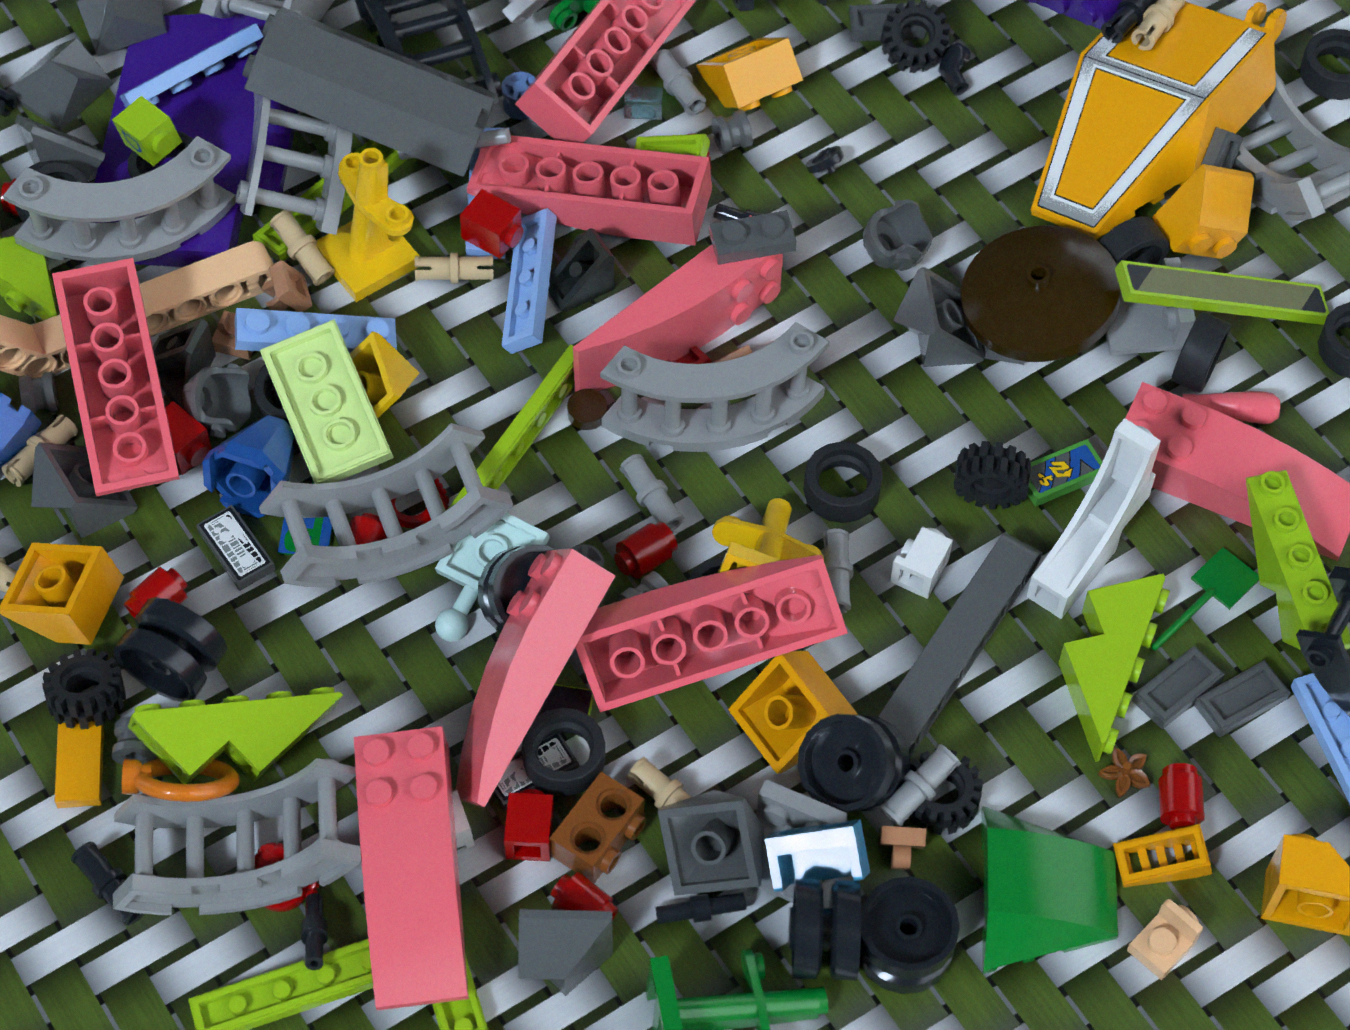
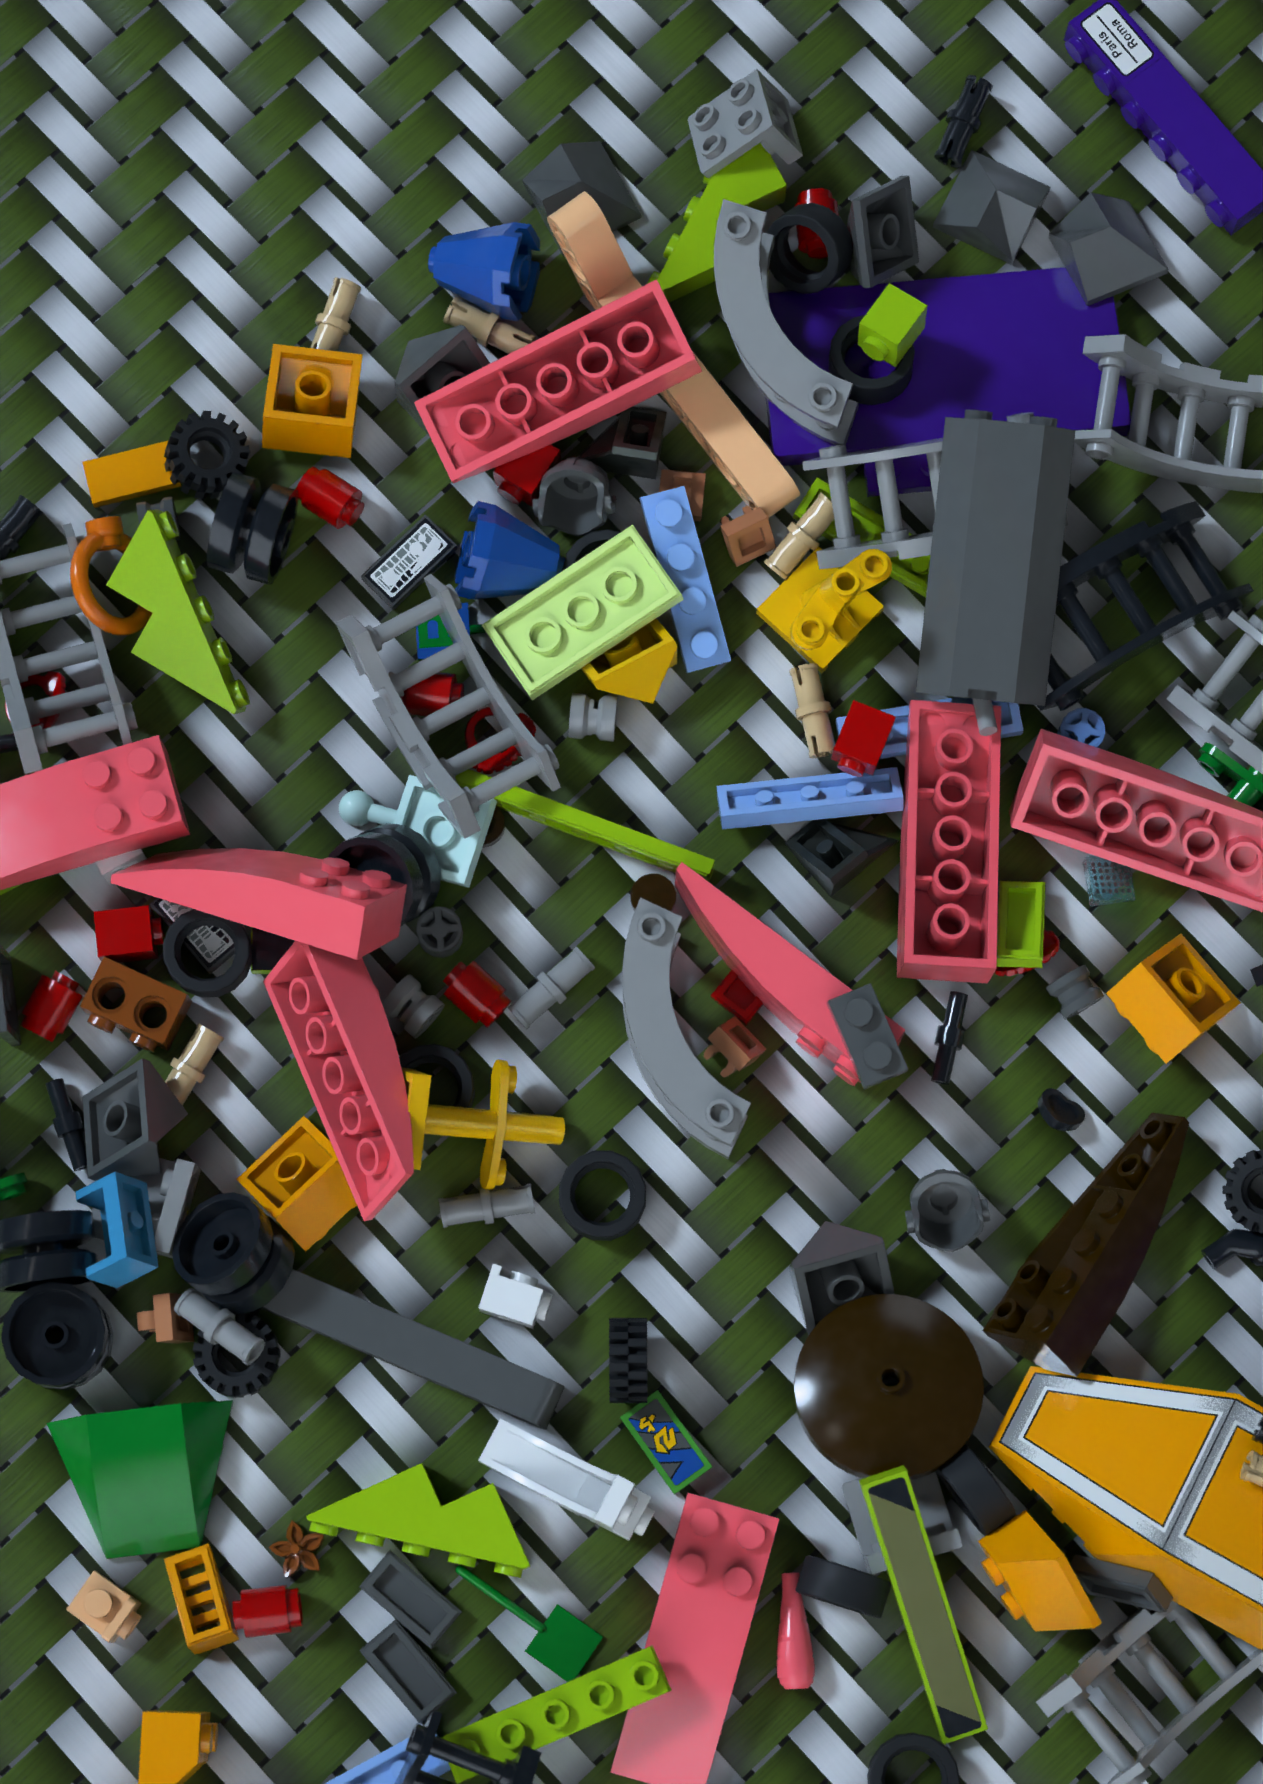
camera: 80 degrees right, 20 degrees up
(39, 392) = (556, 306): dark grey wheel -> none
(207, 61) = (1030, 357): light blue plate -> none
(418, 421) = (592, 717): none -> light grey wheel
(678, 82) = (1141, 915): light grey pin -> none
(946, 154) = (1092, 1254): none -> dark brown wedge

